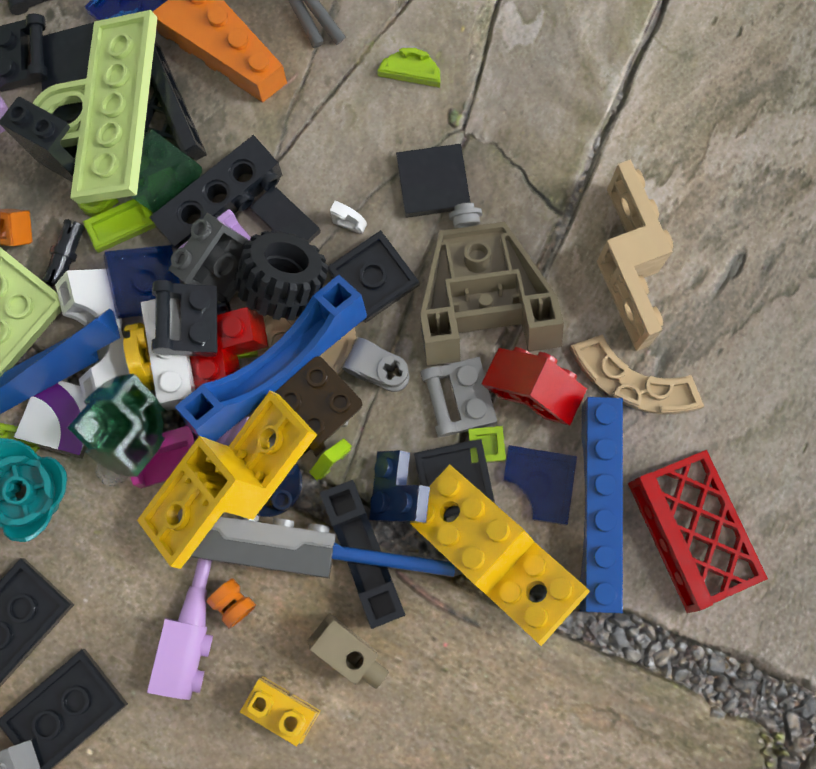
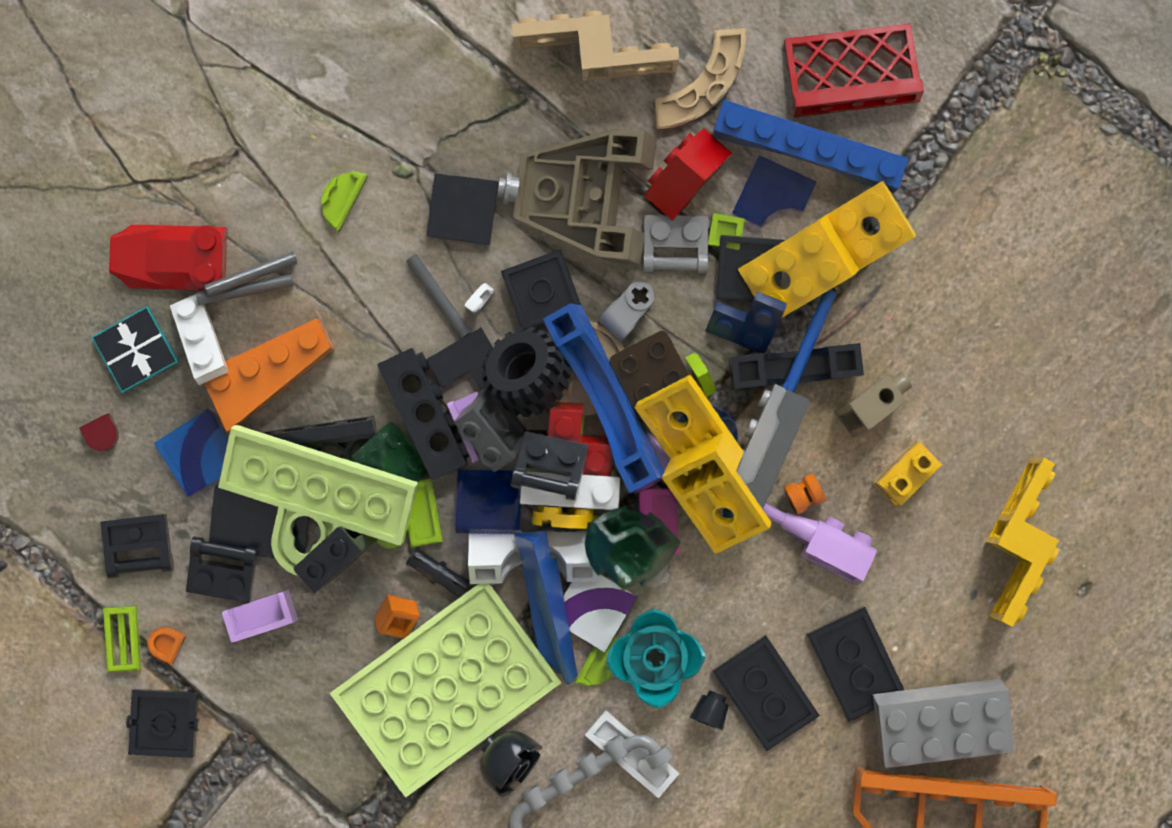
camera: 75 degrees left, 10 degrees up
(340, 181) = (438, 296): none -> dark grey bar

